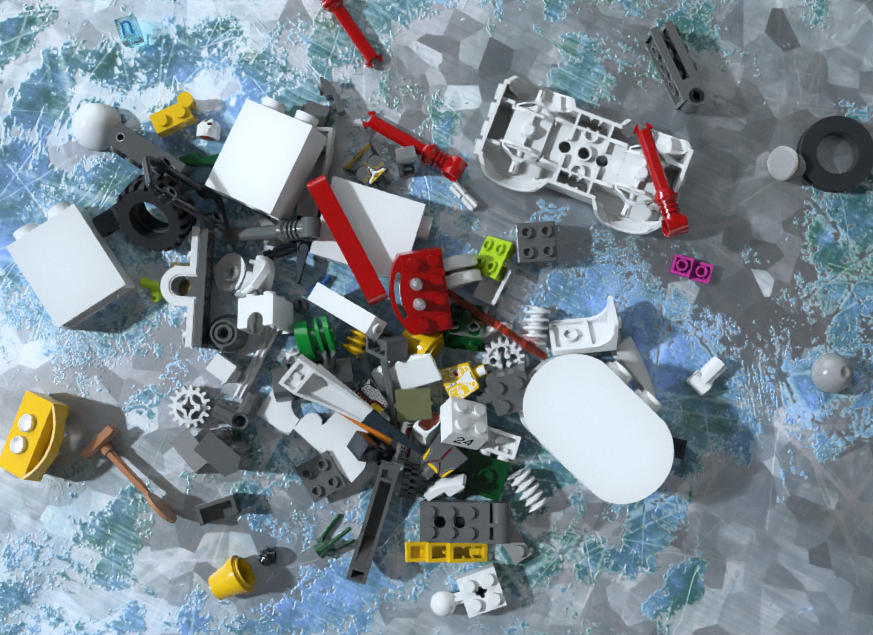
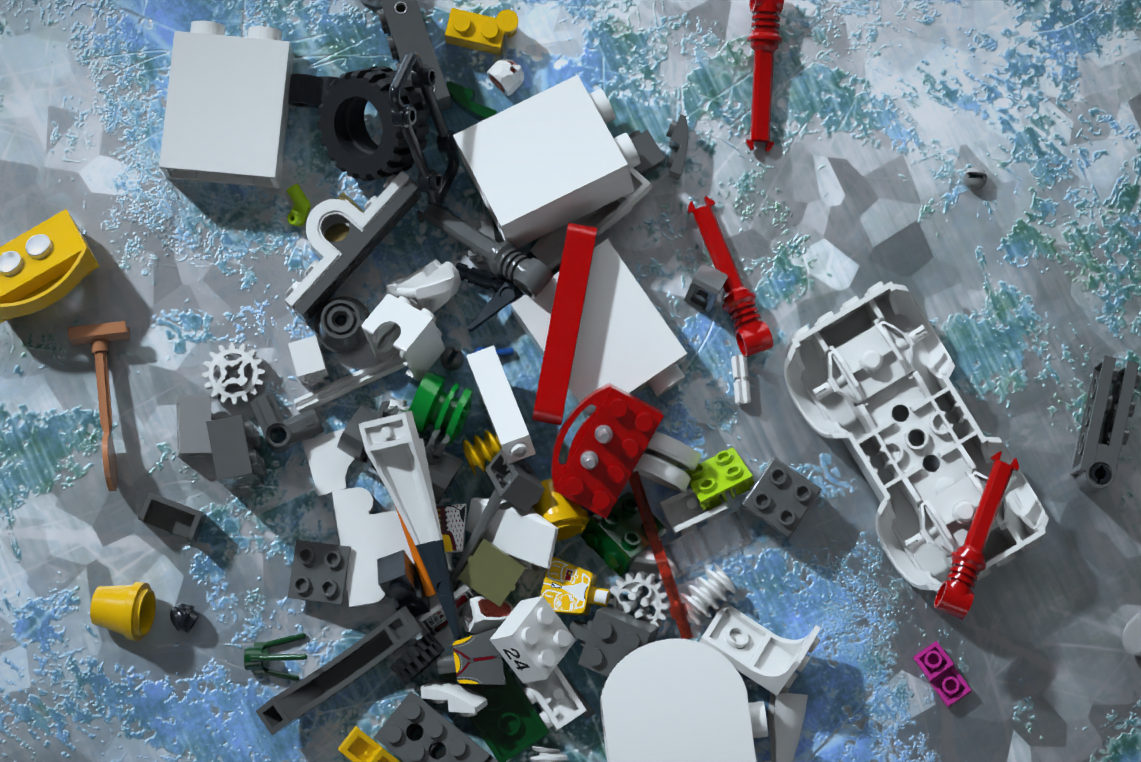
camera: 40 degrees right, 5 degrees down
(230, 272) = (401, 256): white dish -> none
(368, 168) = (655, 261): torso -> none

